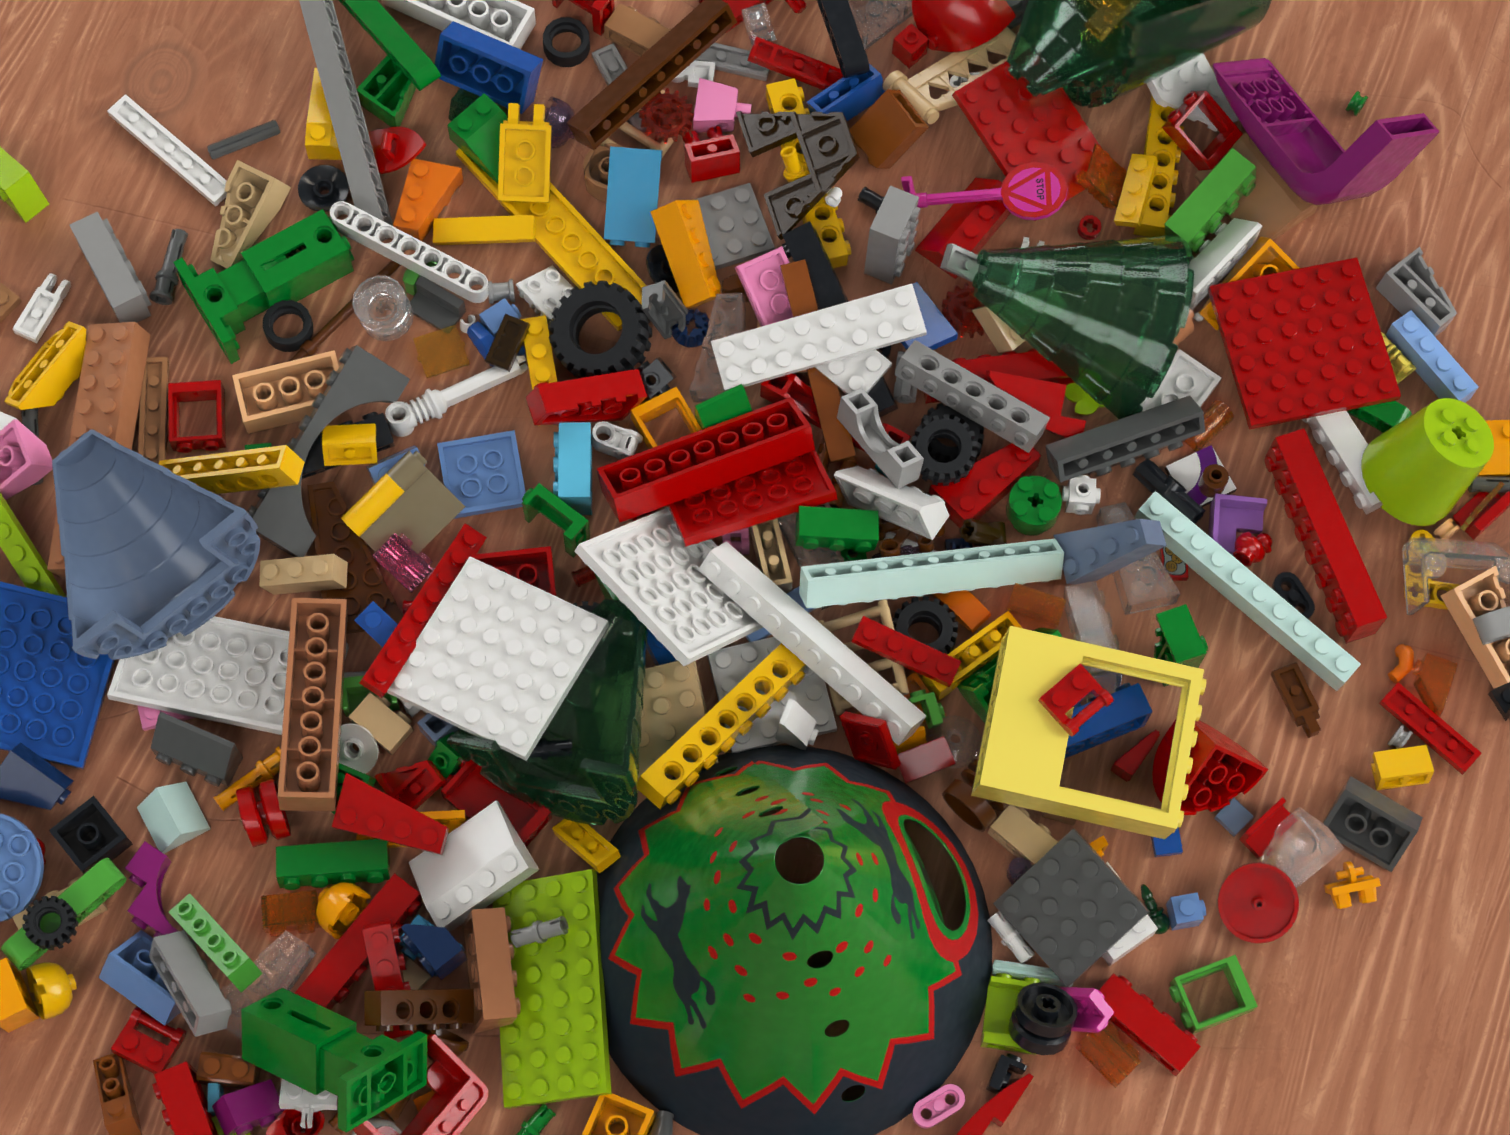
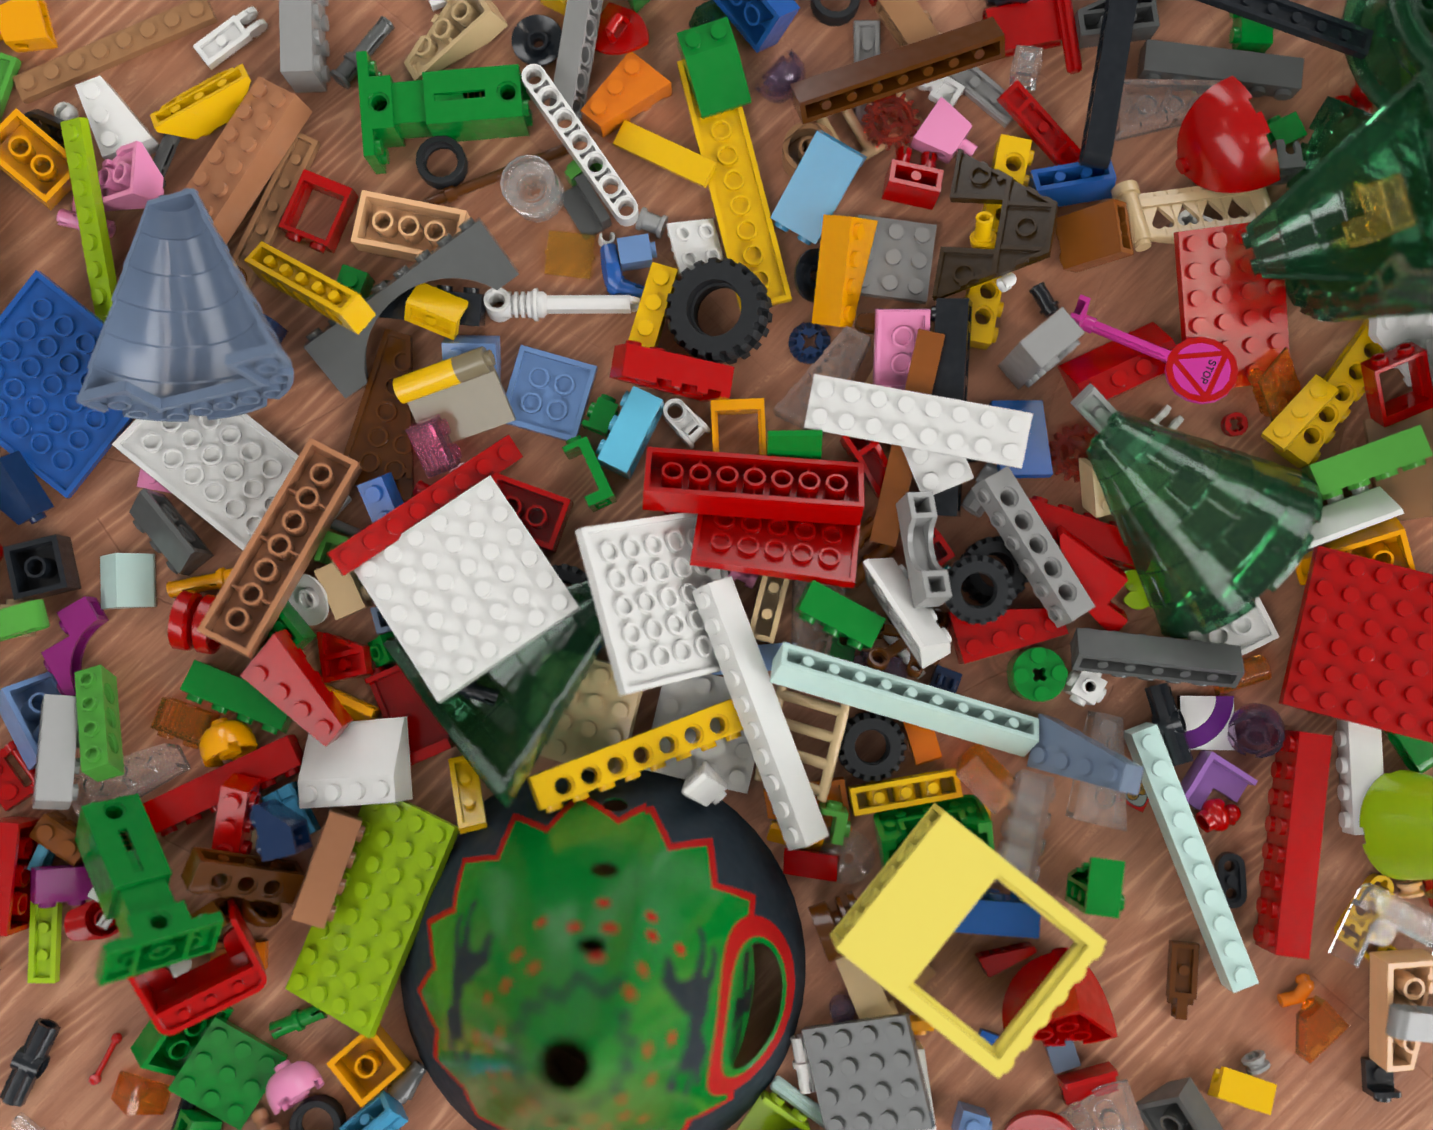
camera: 30 degrees right, 15 degrees up
(303, 574) = (338, 414): tan brick -> none
(507, 342) = (628, 279): dark brown plate -> none
(524, 157) = (735, 99): yellow tile -> none
(539, 931) = (382, 860): light grey pin -> none
(540, 469) = (601, 415): none -> green brick
(660, 372) = (750, 378): black brick -> none
(663, 308) = (788, 316): dark grey hinge -> none
(870, 740) = (767, 829): red tile -> none
(906, 651) = (842, 765): red plate -> none
(910, 45) = (1160, 158): red brick -> none
(983, 533) = (975, 681): dark brown piece -> none
(1070, 692) = (967, 905): red plate -> none
(1156, 913) = (943, 1107): dark green bar -> none
(1213, 480) = (1217, 737): reddish brown brick -> none
(1244, 460) = (1256, 730): none -> clear purple cylinder
(1430, 728) = (1289, 1066): red plate -> none

